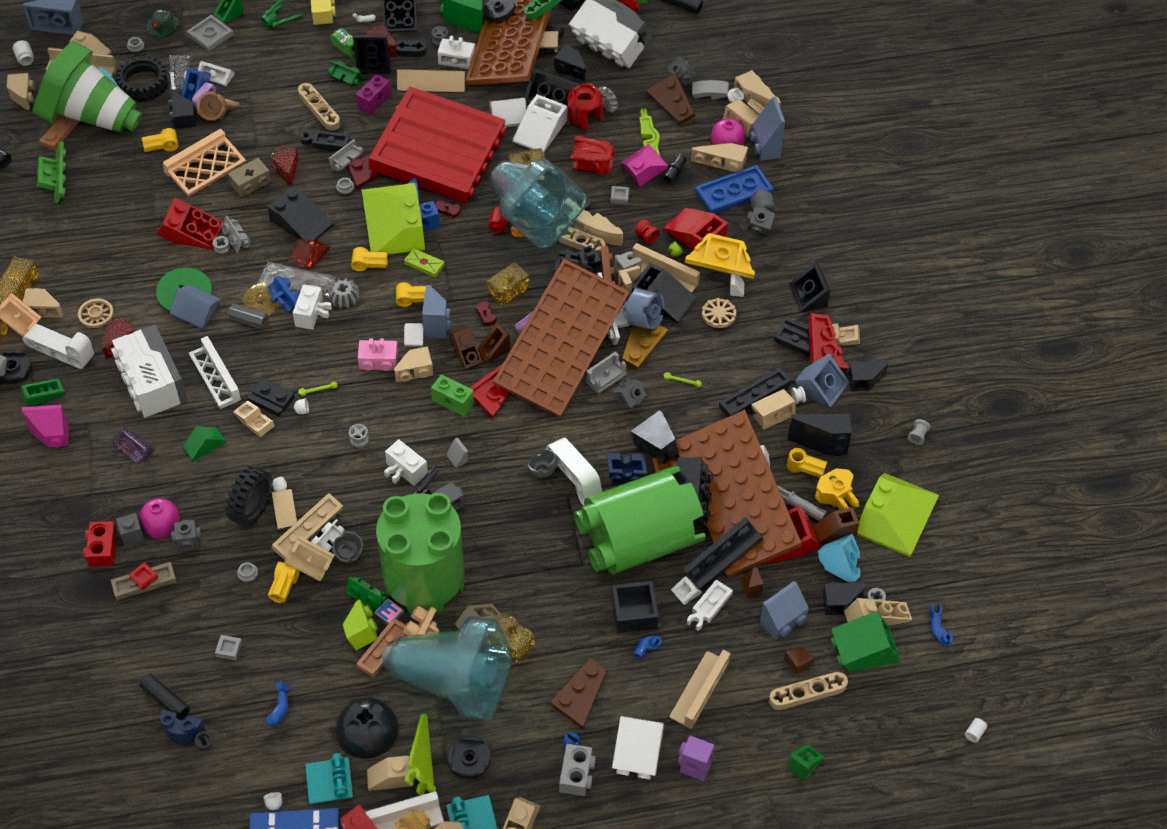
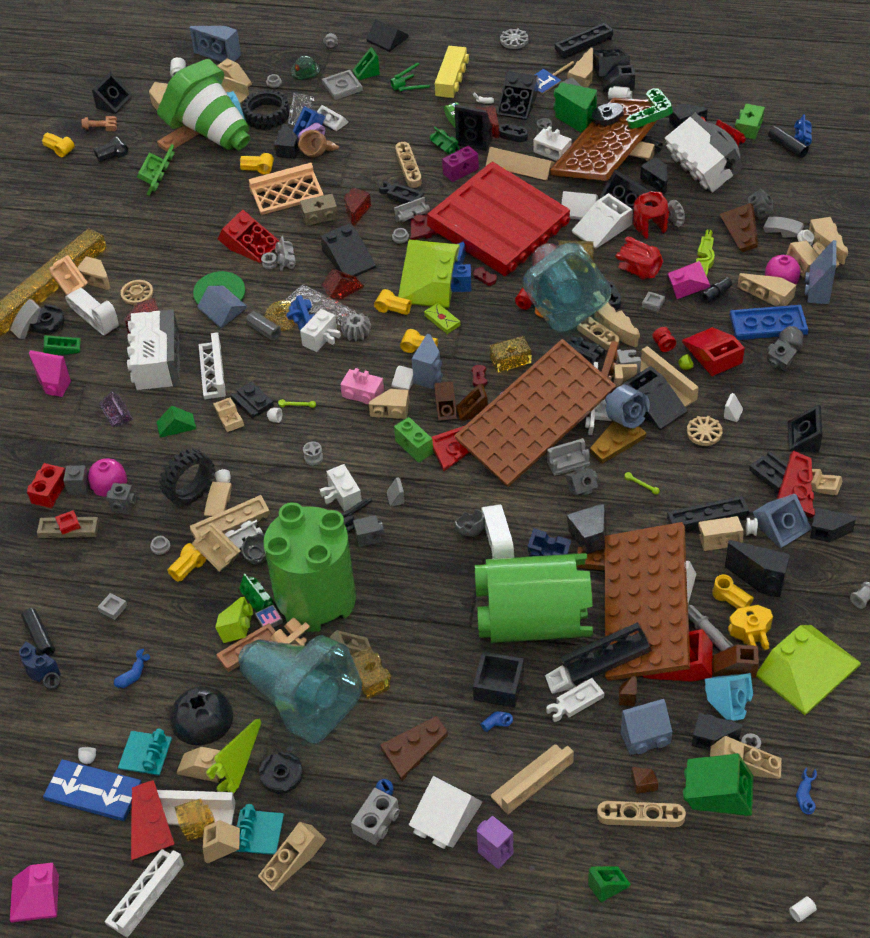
camera: 25 degrees right, 5 degrees down
(589, 256) = (597, 348): black tile -> none
(696, 471) = (606, 580): black slope -> none
(722, 255) = (725, 376): yellow wing -> none

